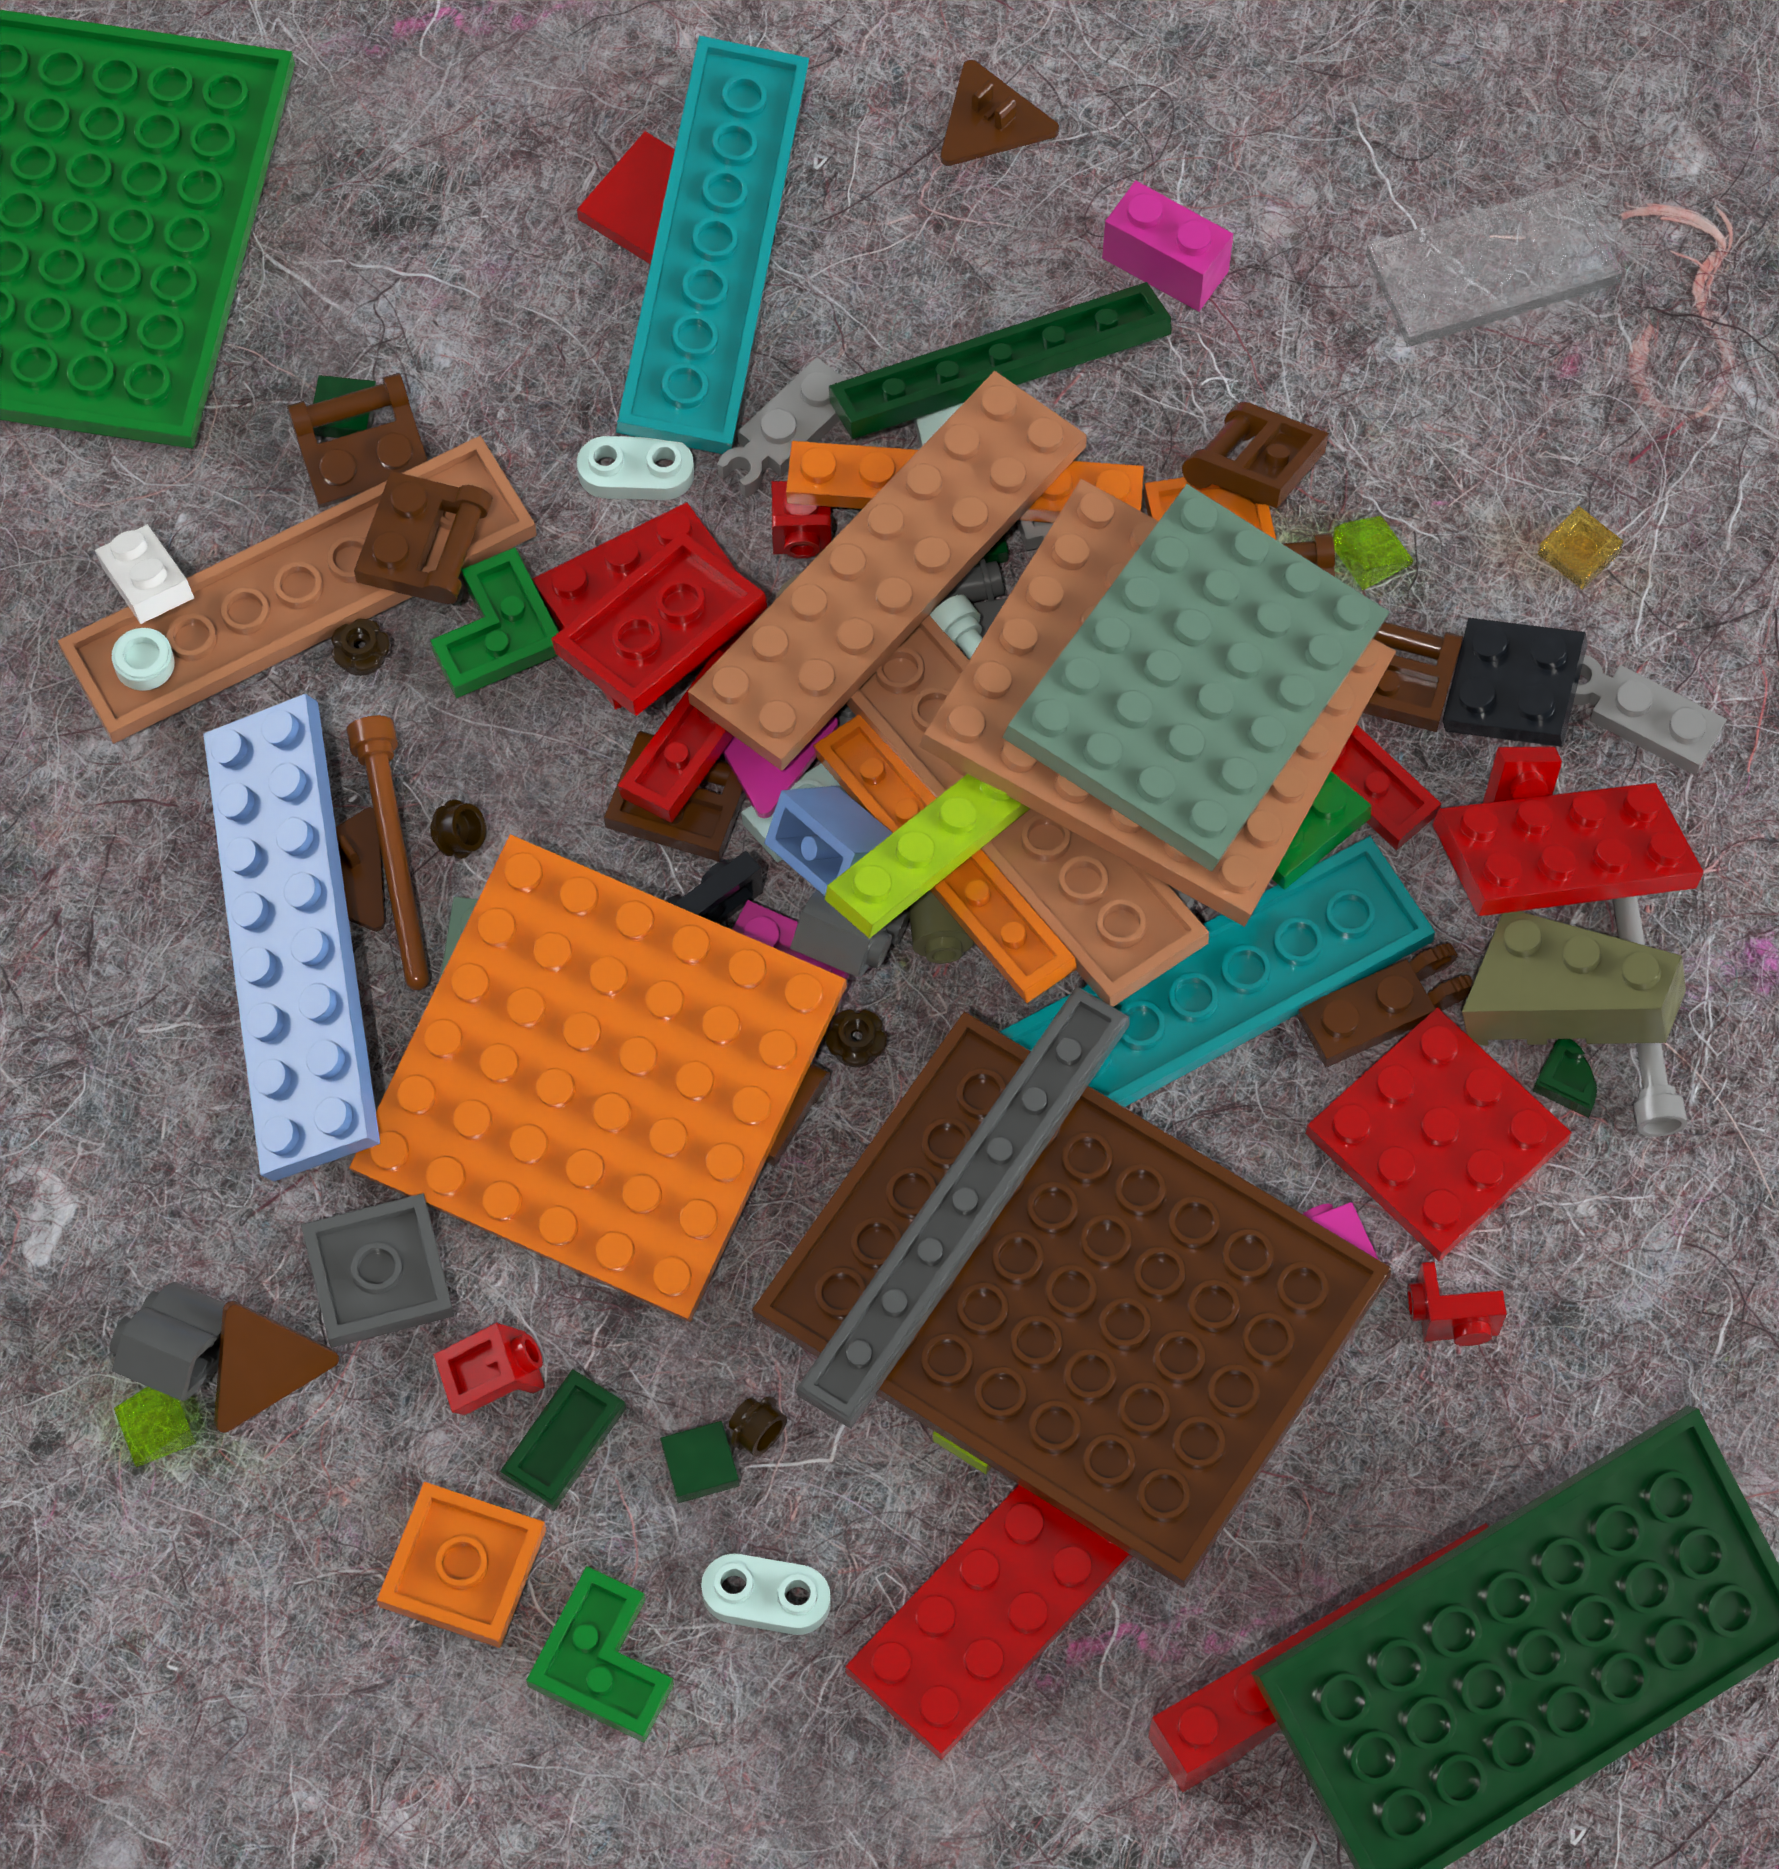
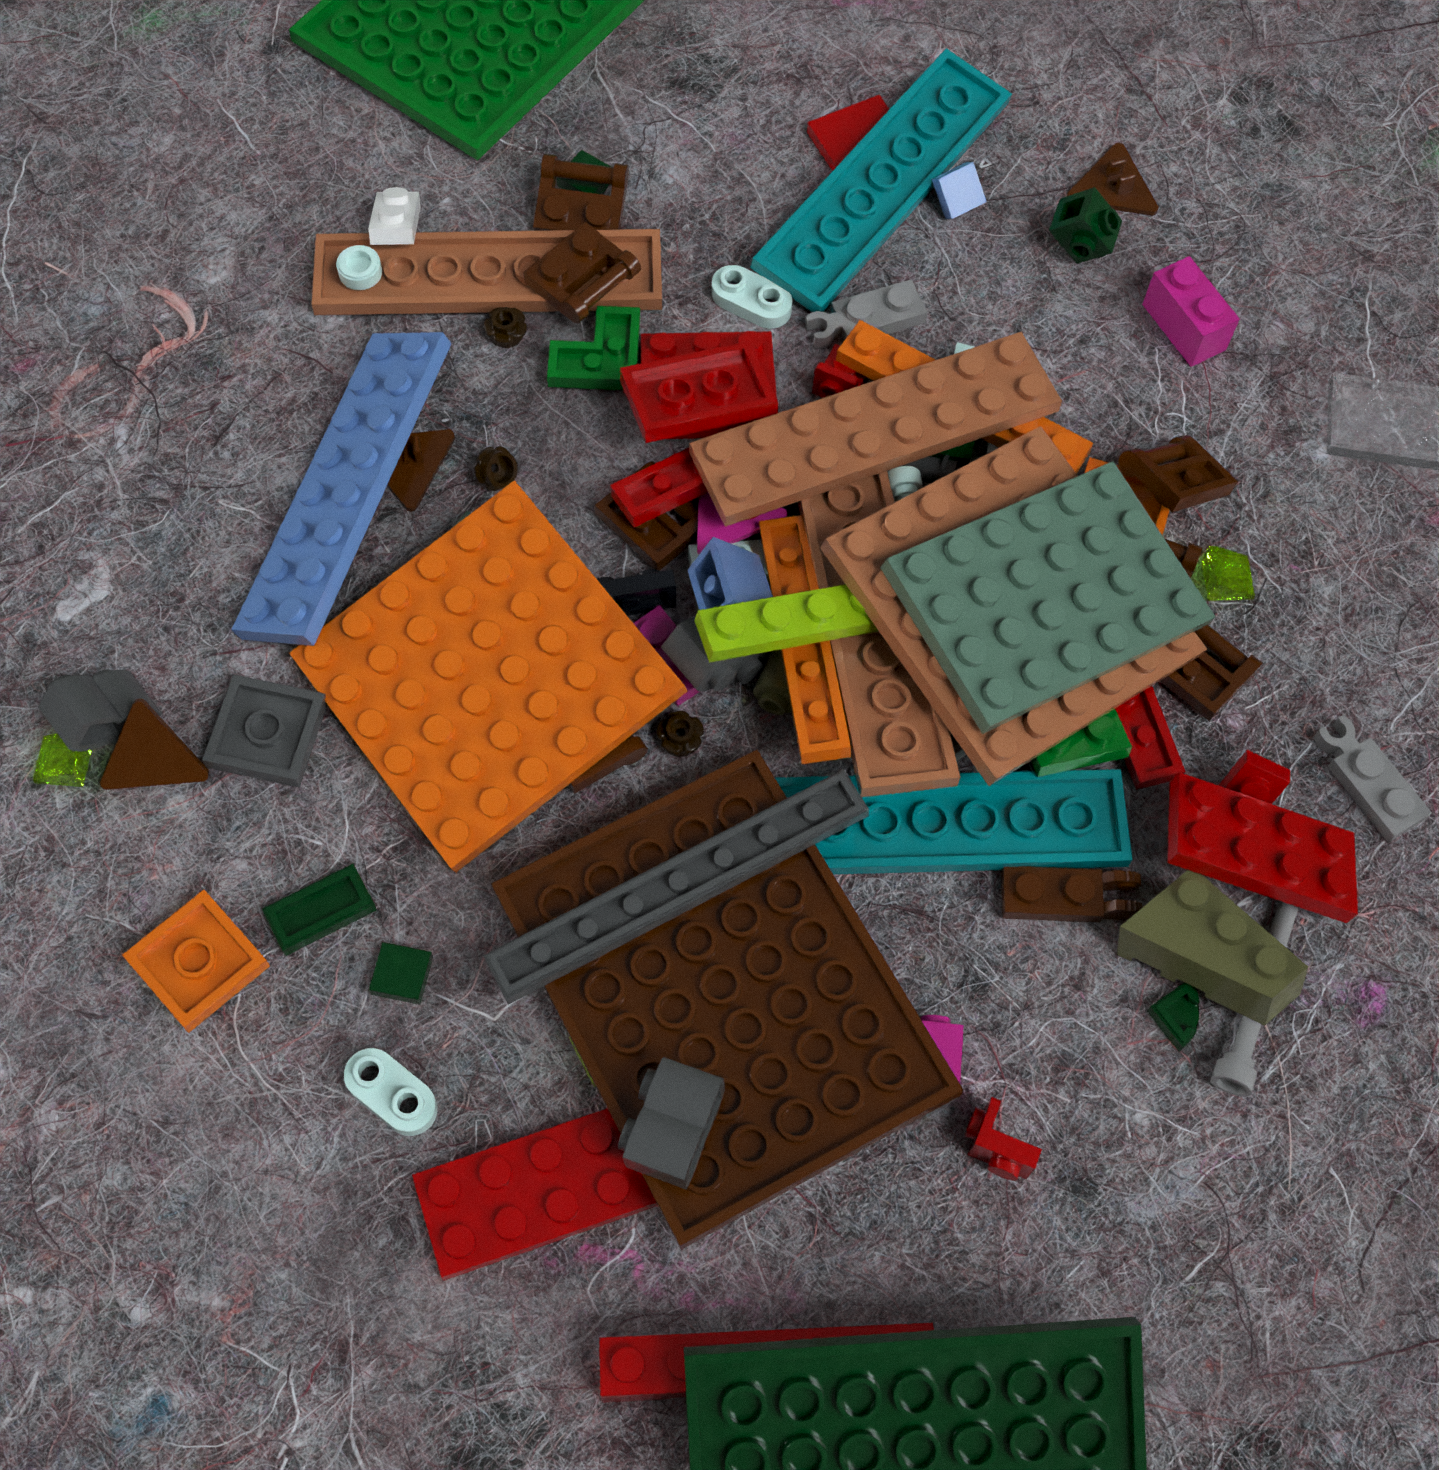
camera: 25 degrees right, 0 degrees up
(373, 743) = (475, 389): dark orange piece -> none
(489, 1367) = (298, 833): red bracket -> none
(584, 1662) = (234, 1073): green plate -> none
(757, 1425) = (453, 968): dark brown plate -> none
(812, 215) = (959, 190): none -> tile
(991, 194) = (1085, 225): none -> dark green brick
(1016, 352) = (1046, 334): dark green plate -> none
(1109, 1456) = (672, 1123): none -> dark grey brick
(1438, 1133) = (1059, 1007): red plate -> none
(1515, 682) = (1285, 713): black plate -> none
(1580, 547) = (1382, 642): clear yellow plate -> none

